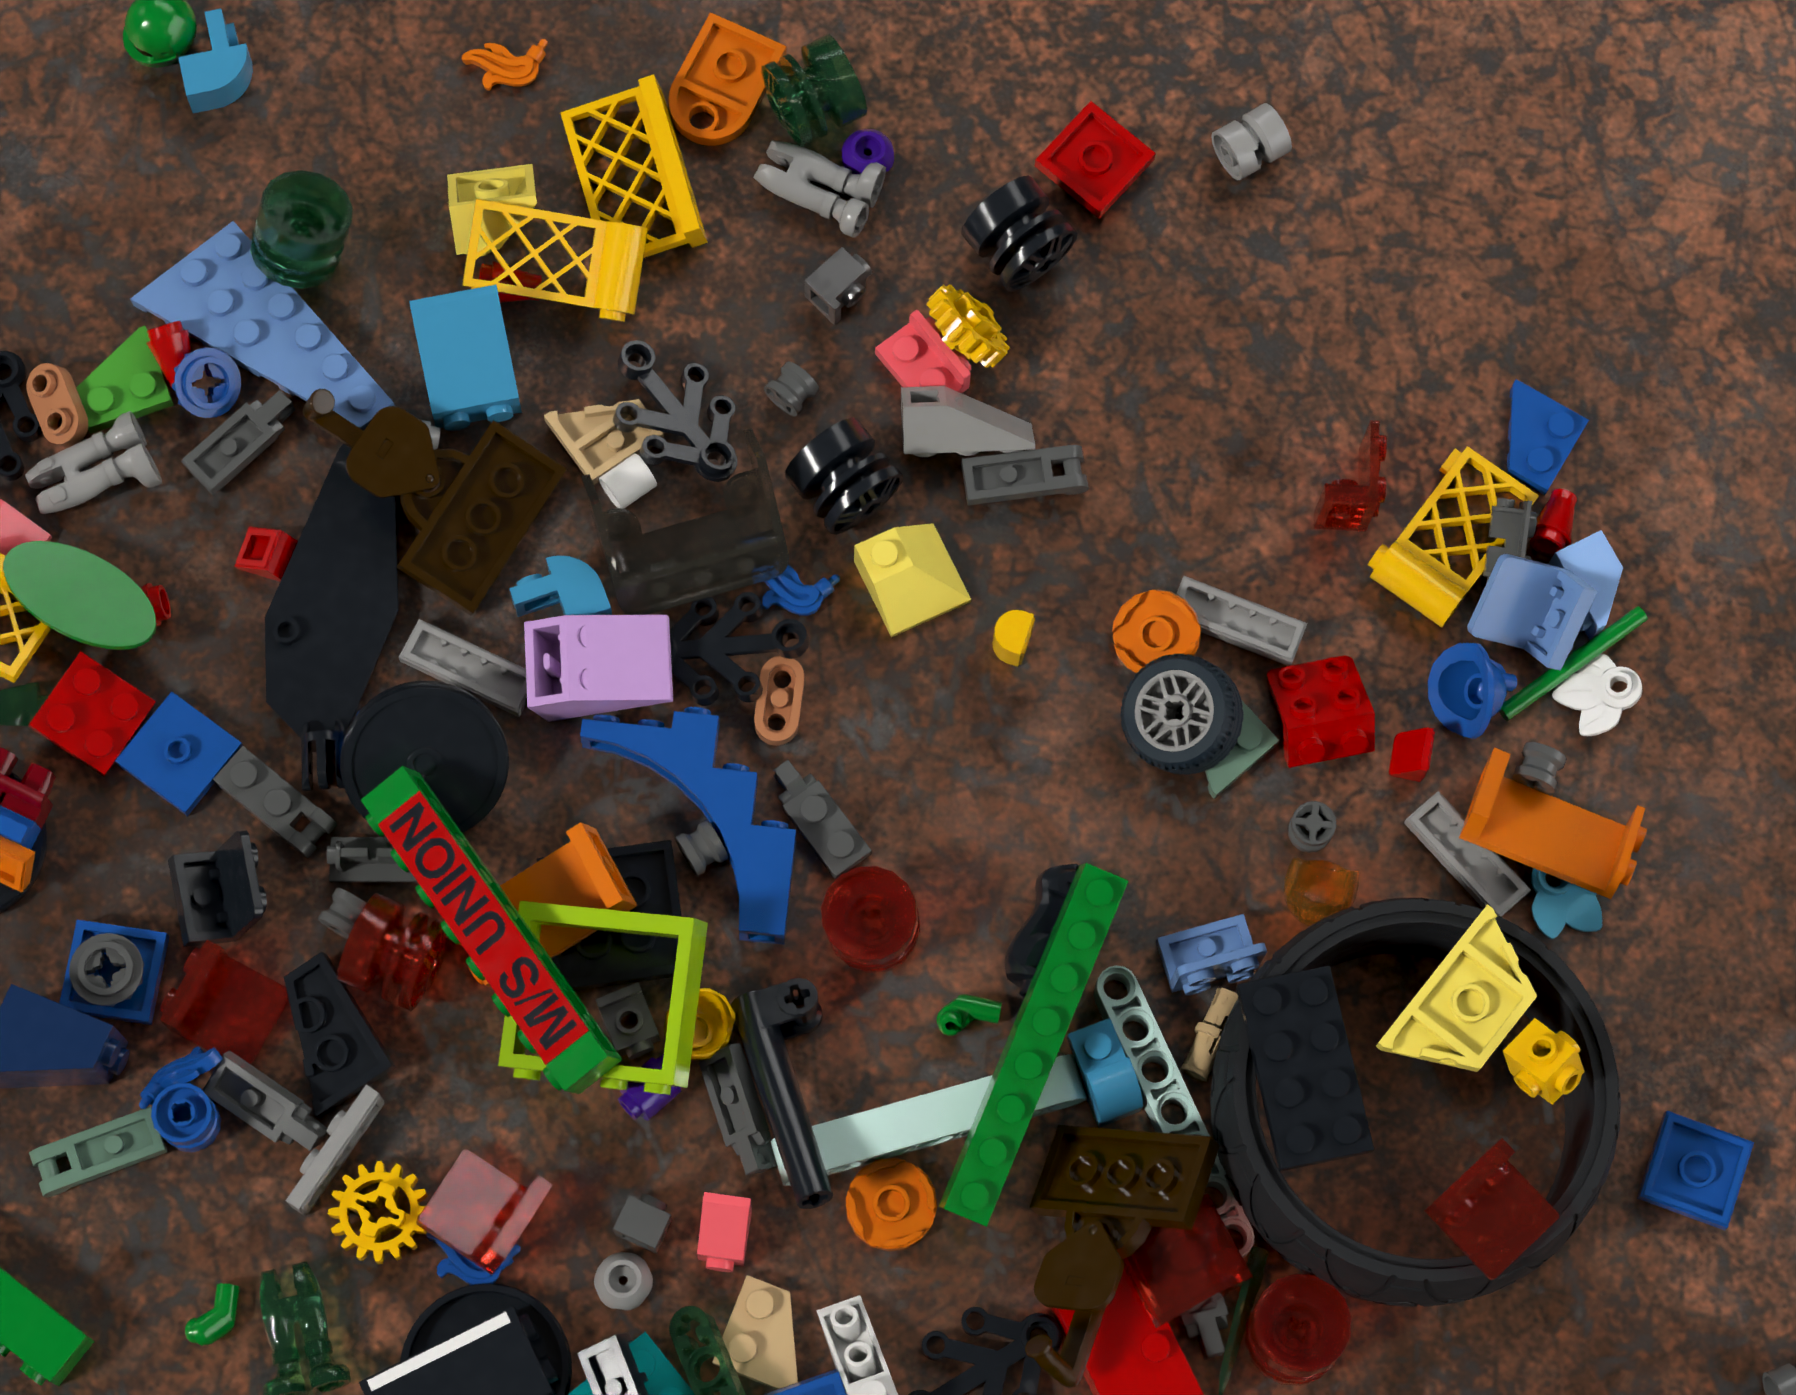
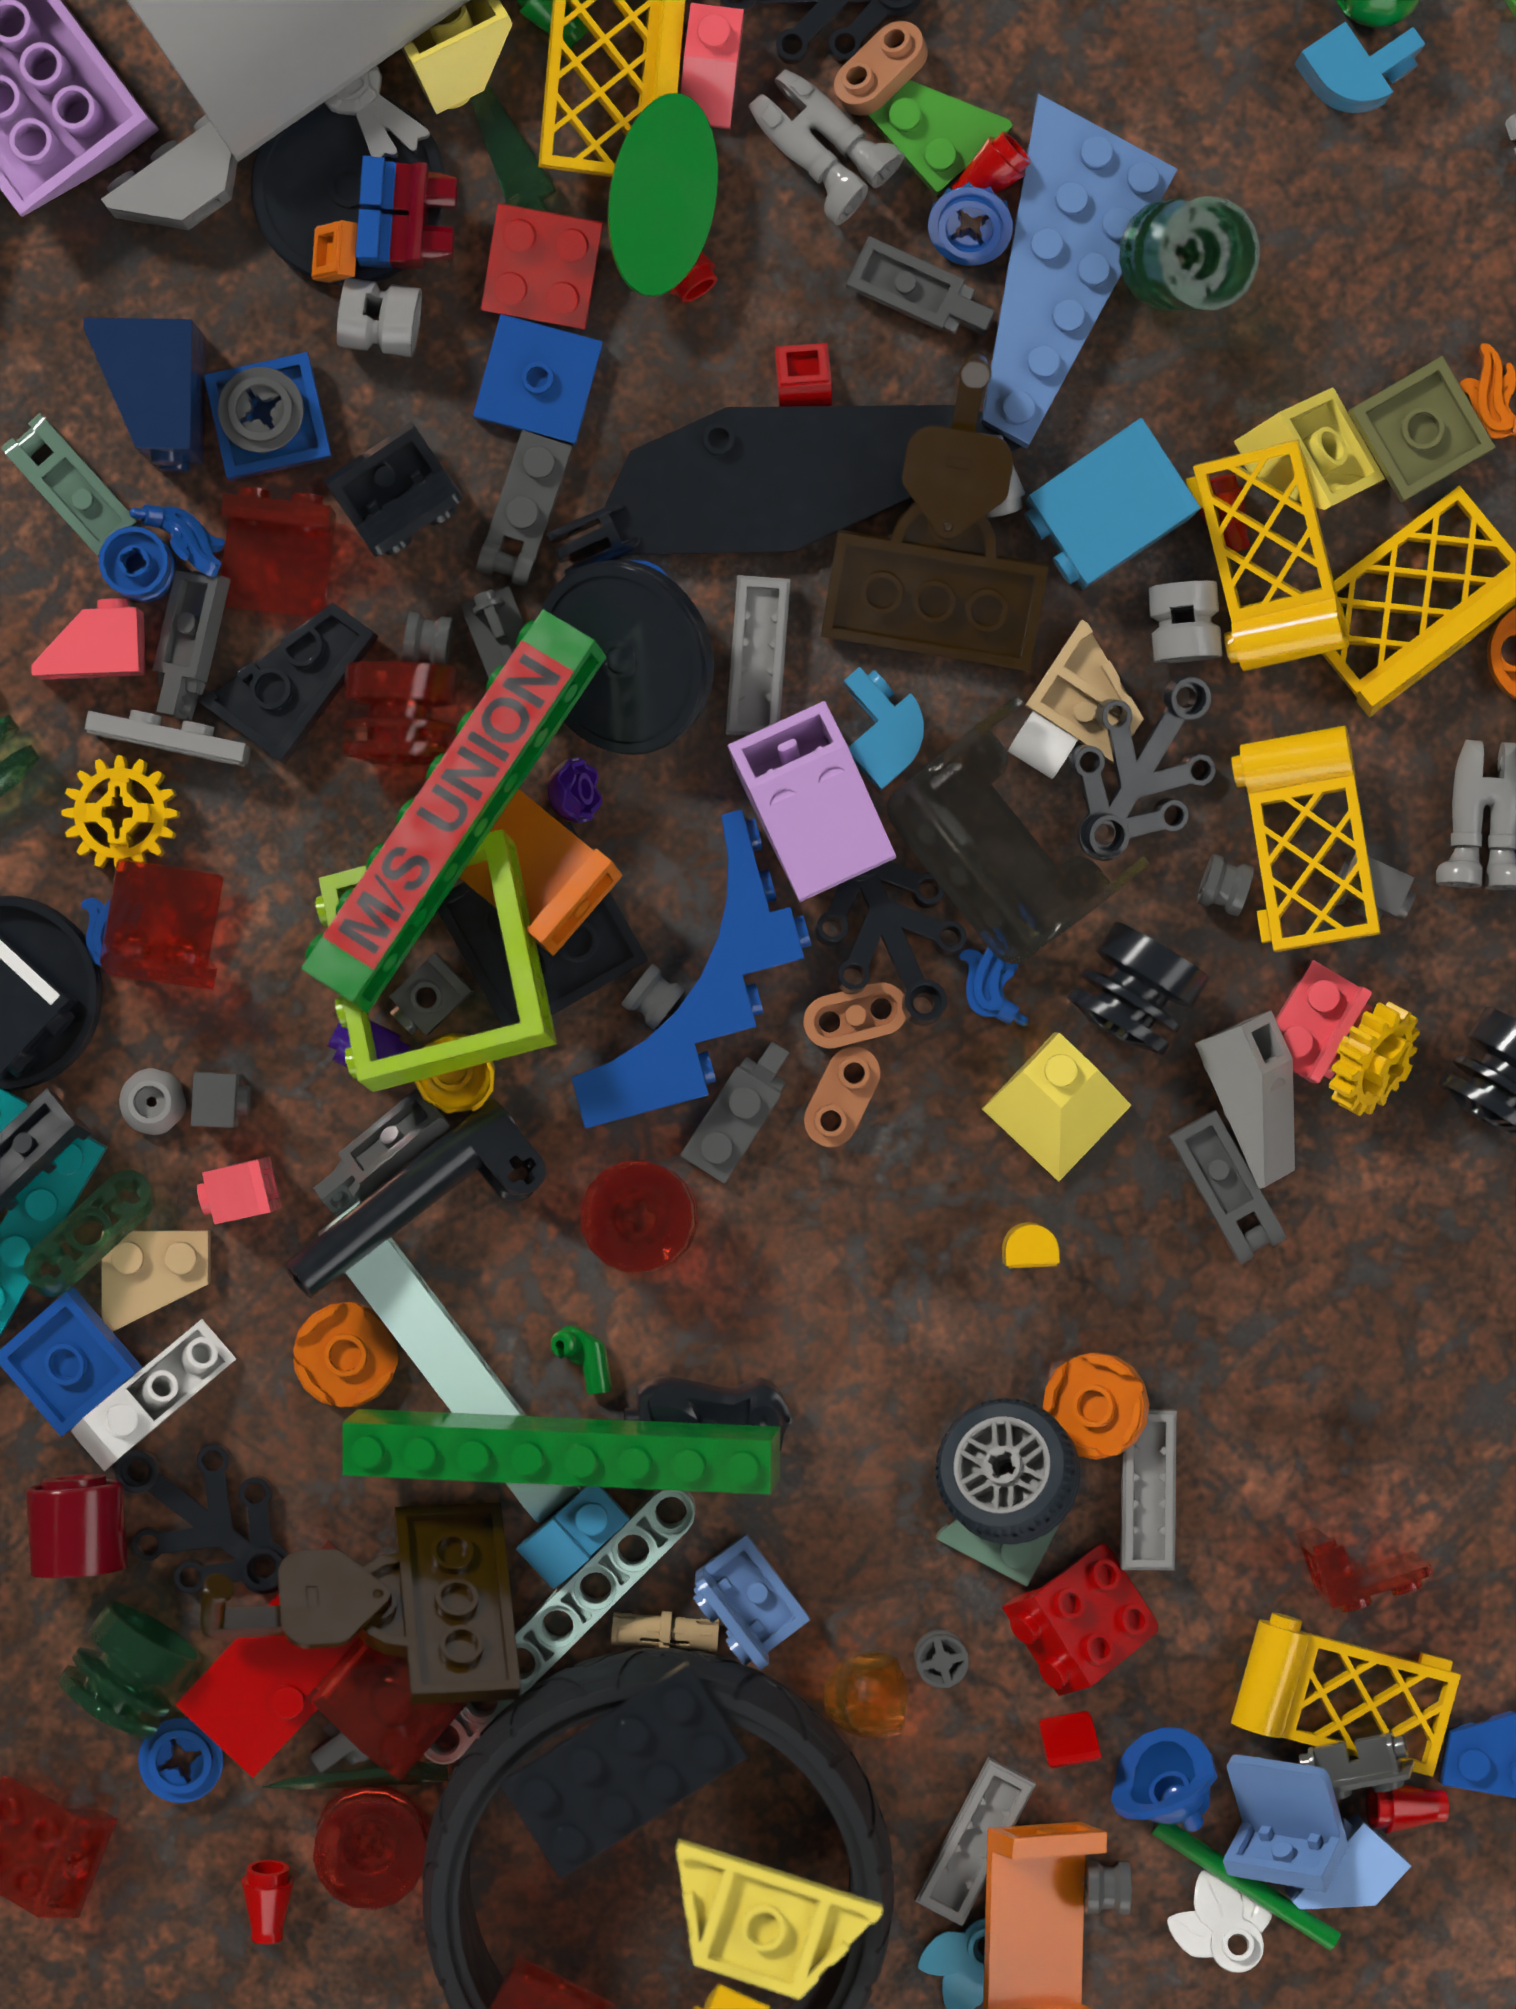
camera: 75 degrees right, 15 degrees up
(75, 852) = (398, 319): none -> light grey wheel
(236, 1177) = (97, 644): none -> coral slope
(506, 122) = (1421, 429): none -> olive plate
(513, 848) = (574, 790): none -> dark purple plate
(592, 346) = (1186, 640): none -> light grey wheel
(725, 301) = (1294, 770): none -> yellow piece
(838, 735) = (841, 1096): none -> nougat plate

